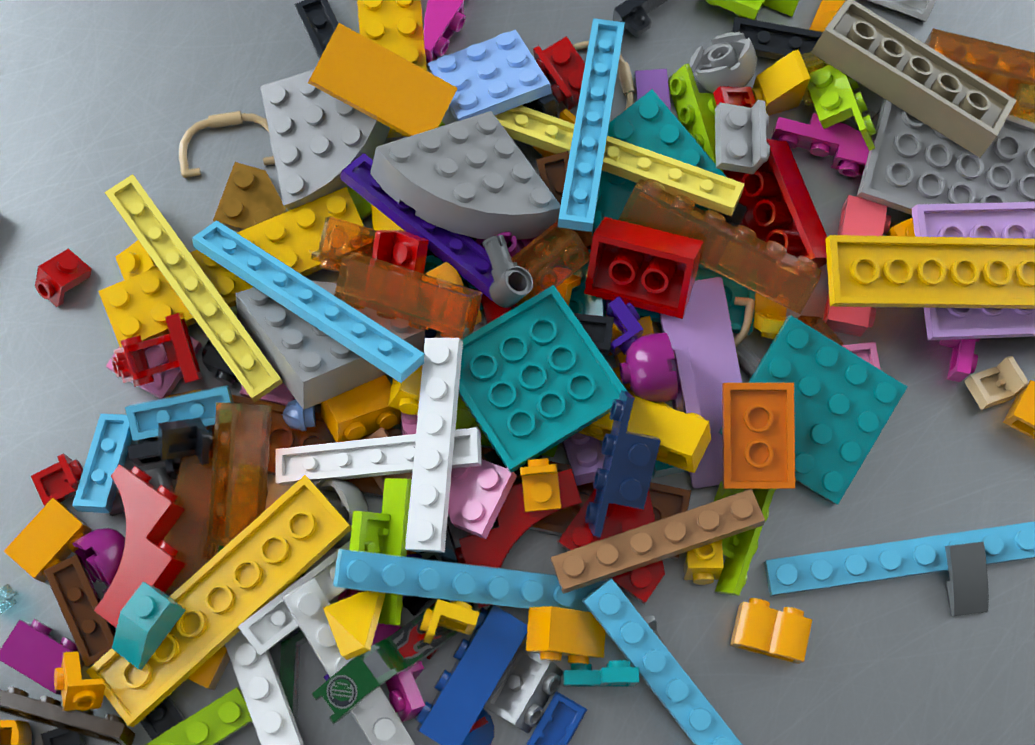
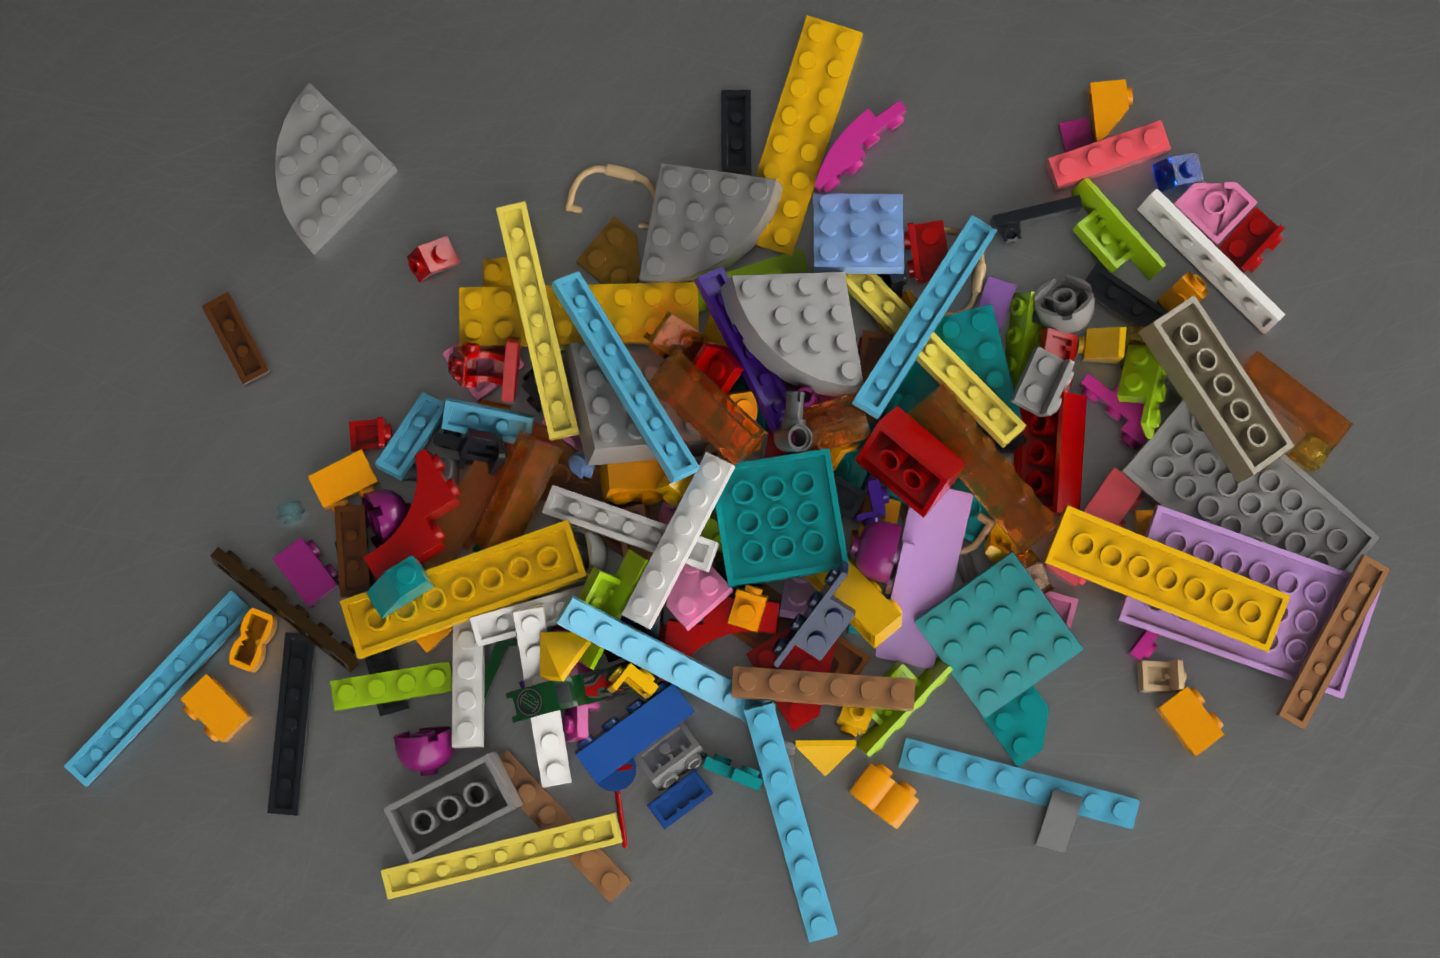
camera: 25 degrees right, 10 degrees up
(77, 693) = (326, 611): light orange bracket -> none
(381, 83) = (761, 214): light orange tile -> none
(564, 632) = (719, 727): light orange brick -> none
(688, 613) = (825, 753): none -> yellow slope
(758, 436) = (940, 639): orange plate -> none
(878, 497) = (1020, 725): none -> teal plate

